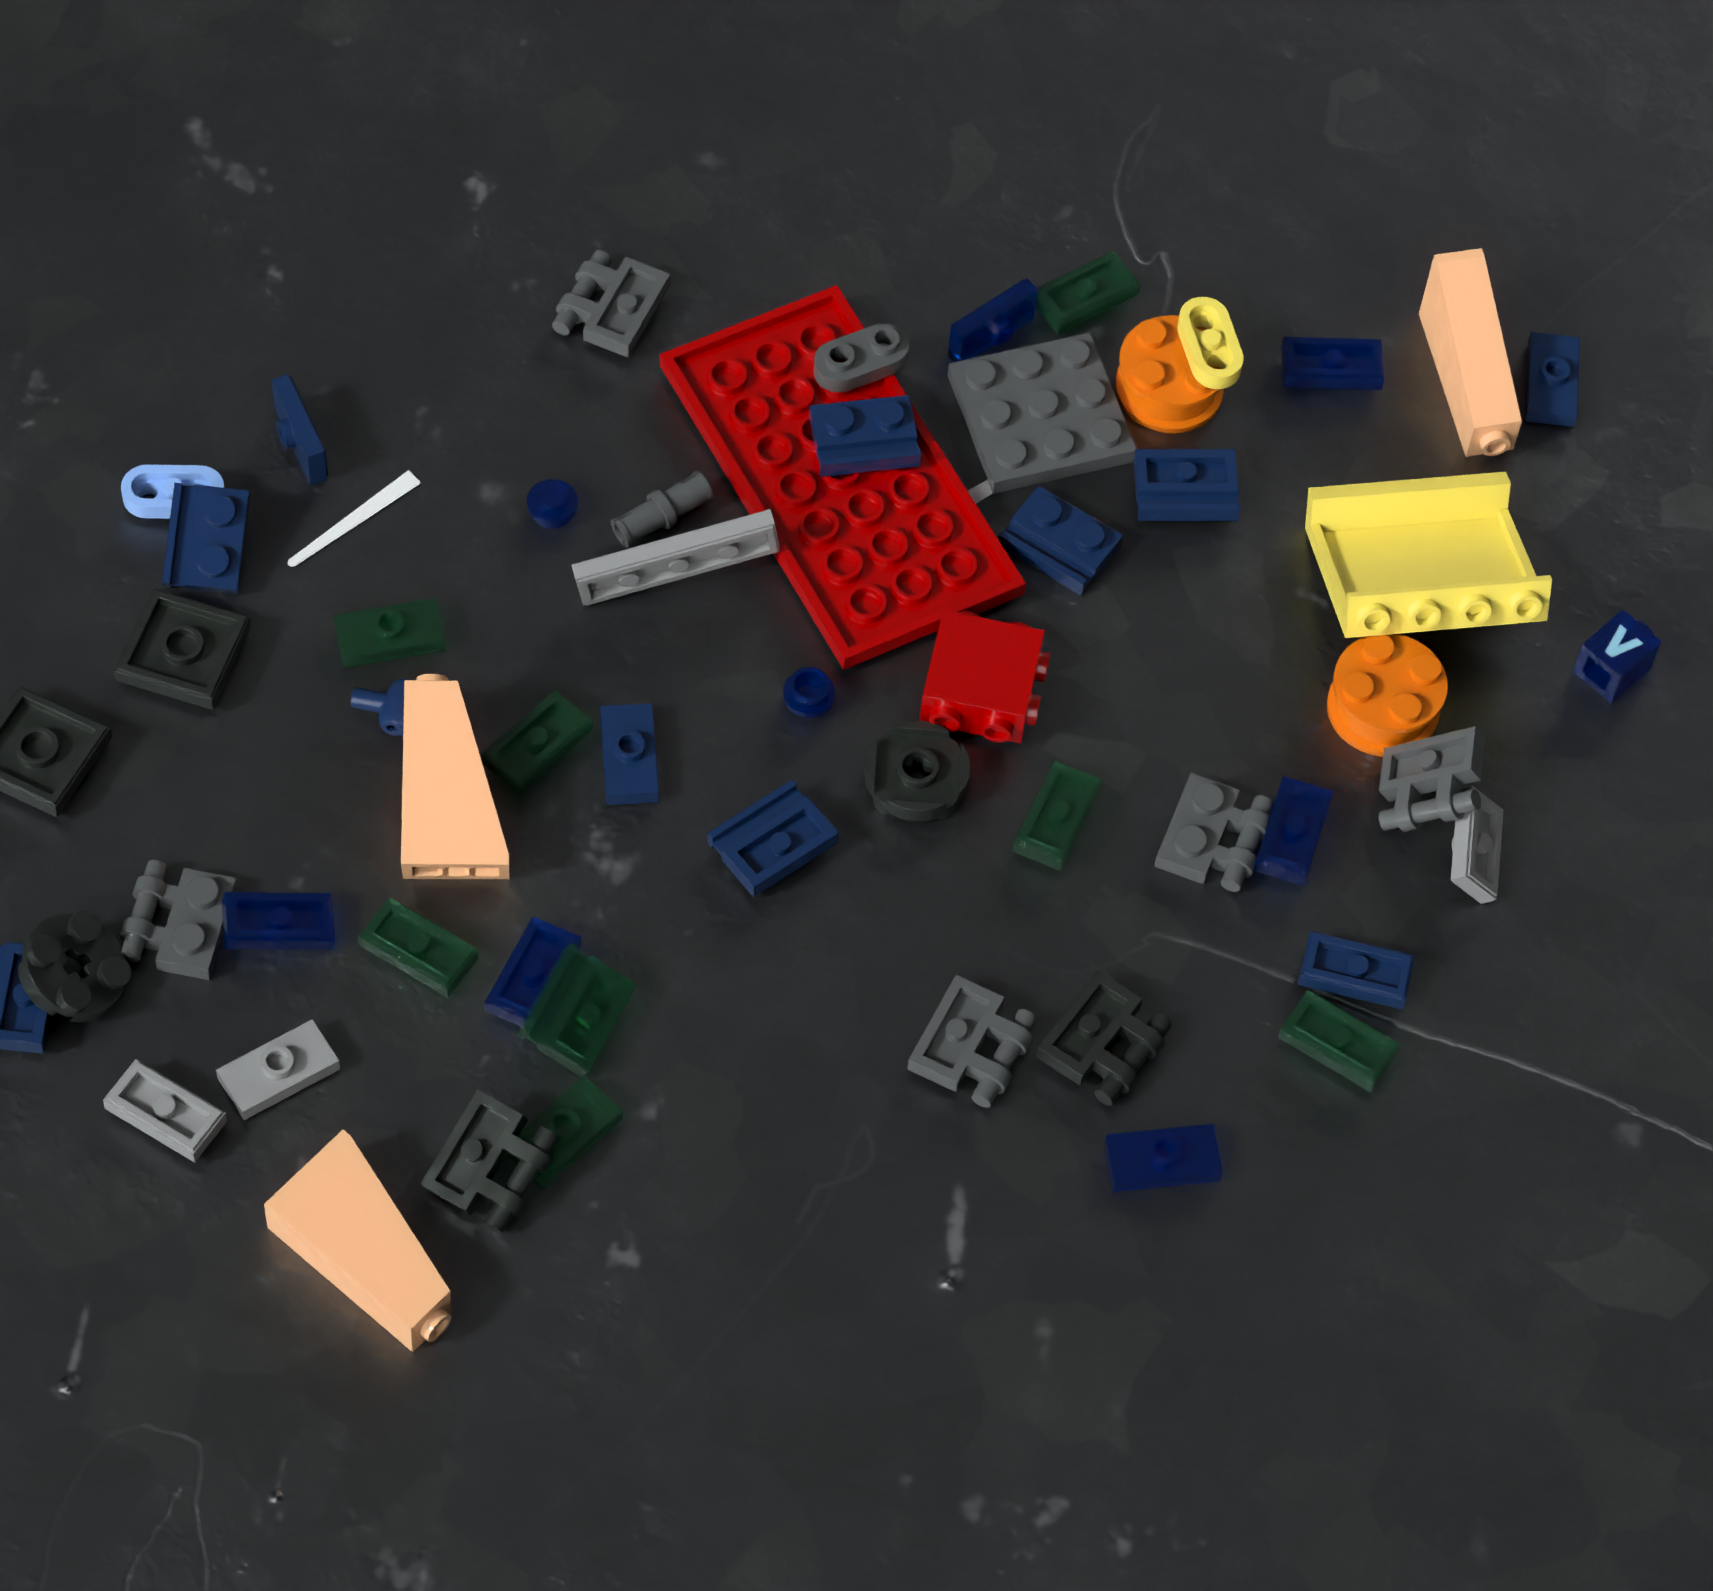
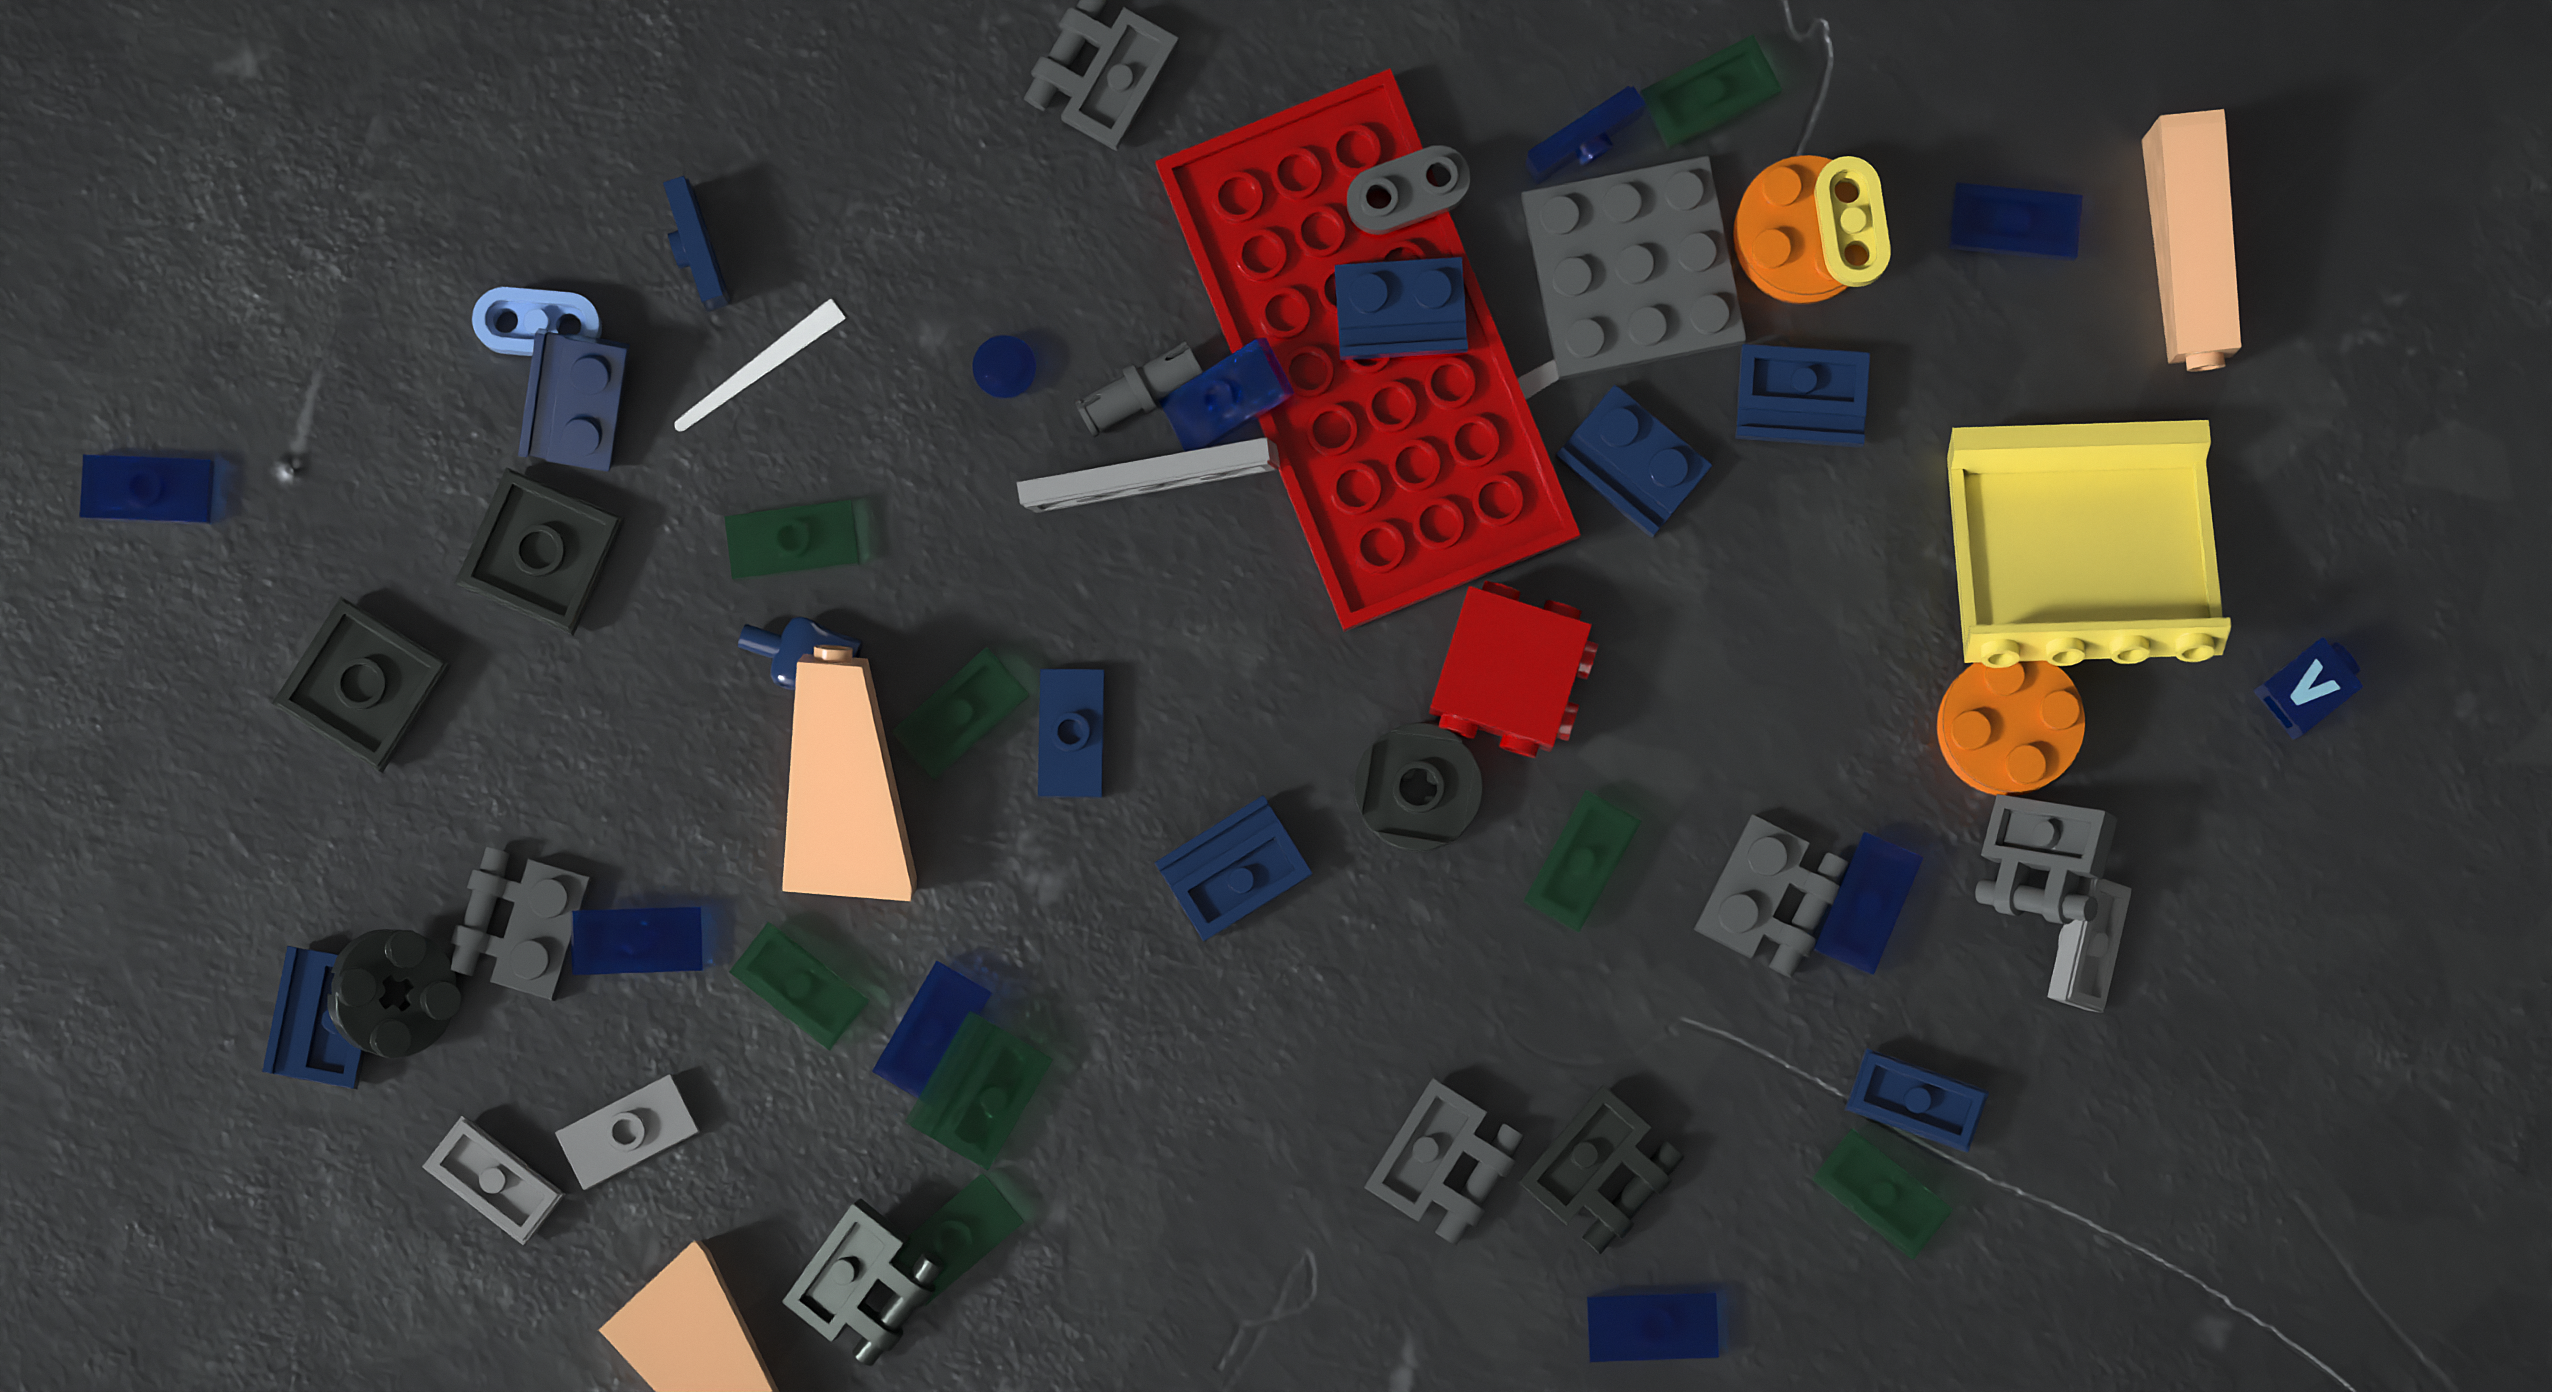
camera: 15 degrees right, 25 degrees up
(742, 492) = (1227, 396): none -> clear blue plate
(809, 692) = (1297, 665): clear blue plate -> none
(1552, 379) = (2297, 259): dark blue plate -> none

